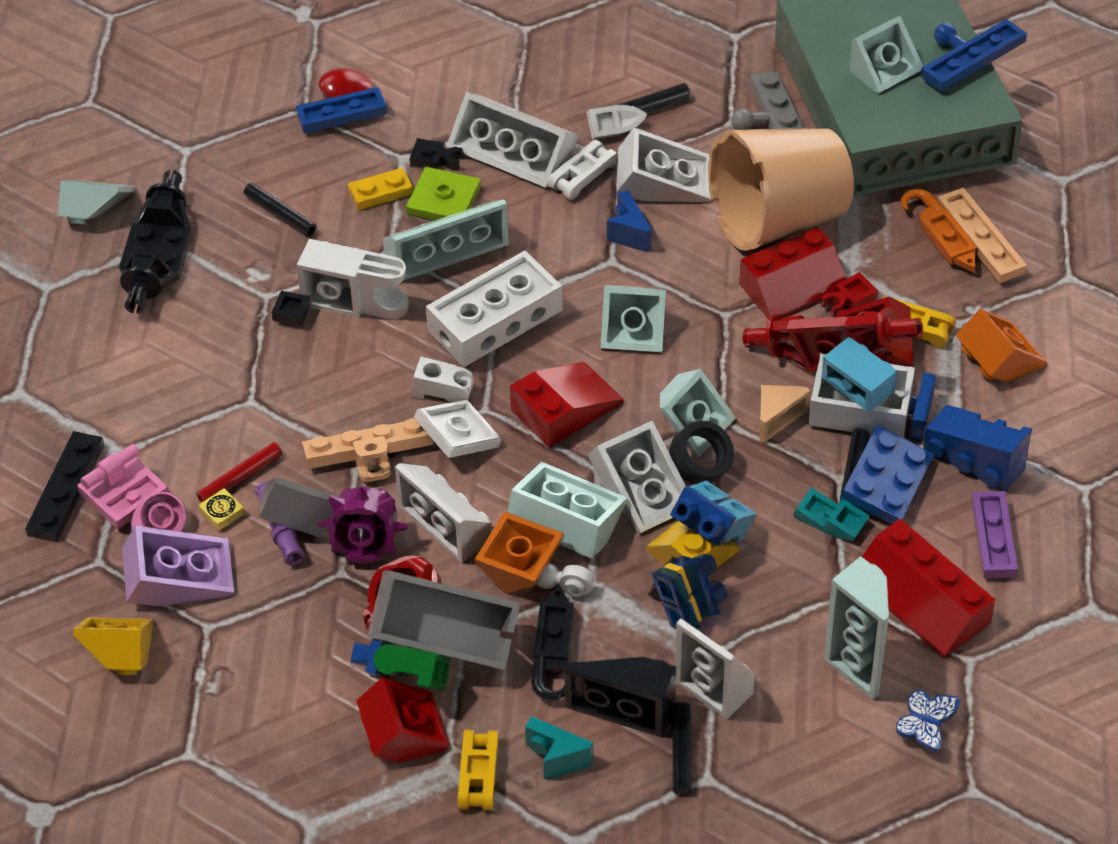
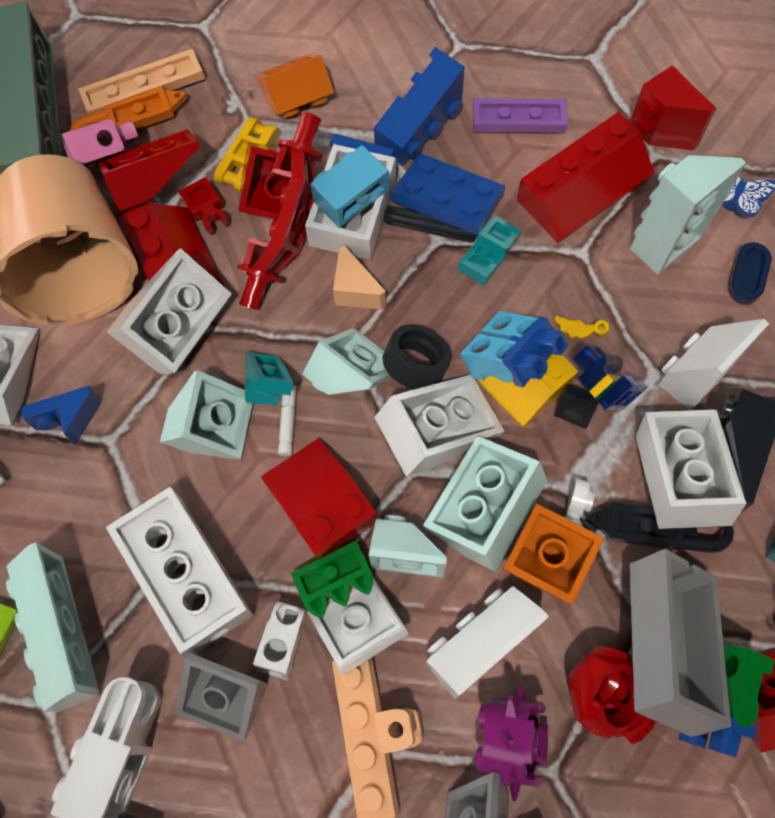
camera: 85 degrees left, 20 degrees up
(400, 348) = (218, 697): none -> light grey slope
(495, 409) = (333, 578): none -> green plate
(521, 448) = (404, 549): none -> light aqua slope
(600, 634) = (689, 469): none -> white brick
(641, 375) = (287, 424): none -> white wheel
(674, 349) = (265, 379): none -> teal slope
(722, 272) = (170, 313): none -> white slope
(750, 589) = (579, 330): none -> yellow piece
(832, 734) = (749, 273): none -> dark blue tile
(868, 232) = (144, 170): none -> red slope
(893, 201) = (83, 143): none -> bright pink torso
(1009, 646) = (672, 112): none -> red slope

